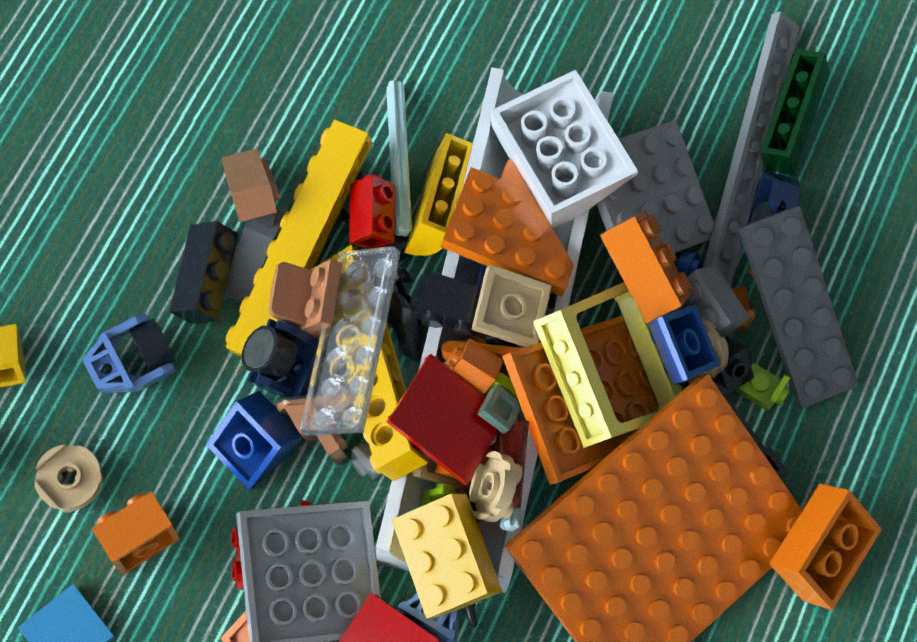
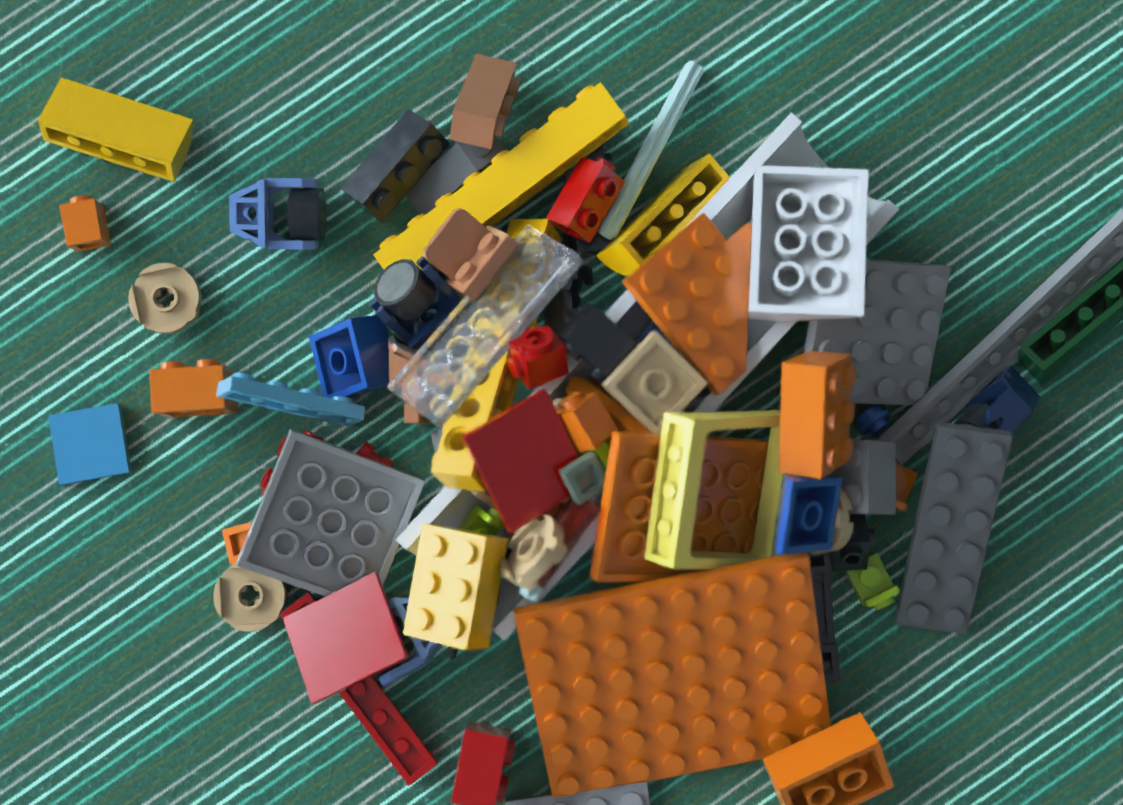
camera: 35 degrees right, 15 degrees up
(222, 493) = (277, 396): none -> medium azure plate
(408, 338) = (537, 357): none -> red brick

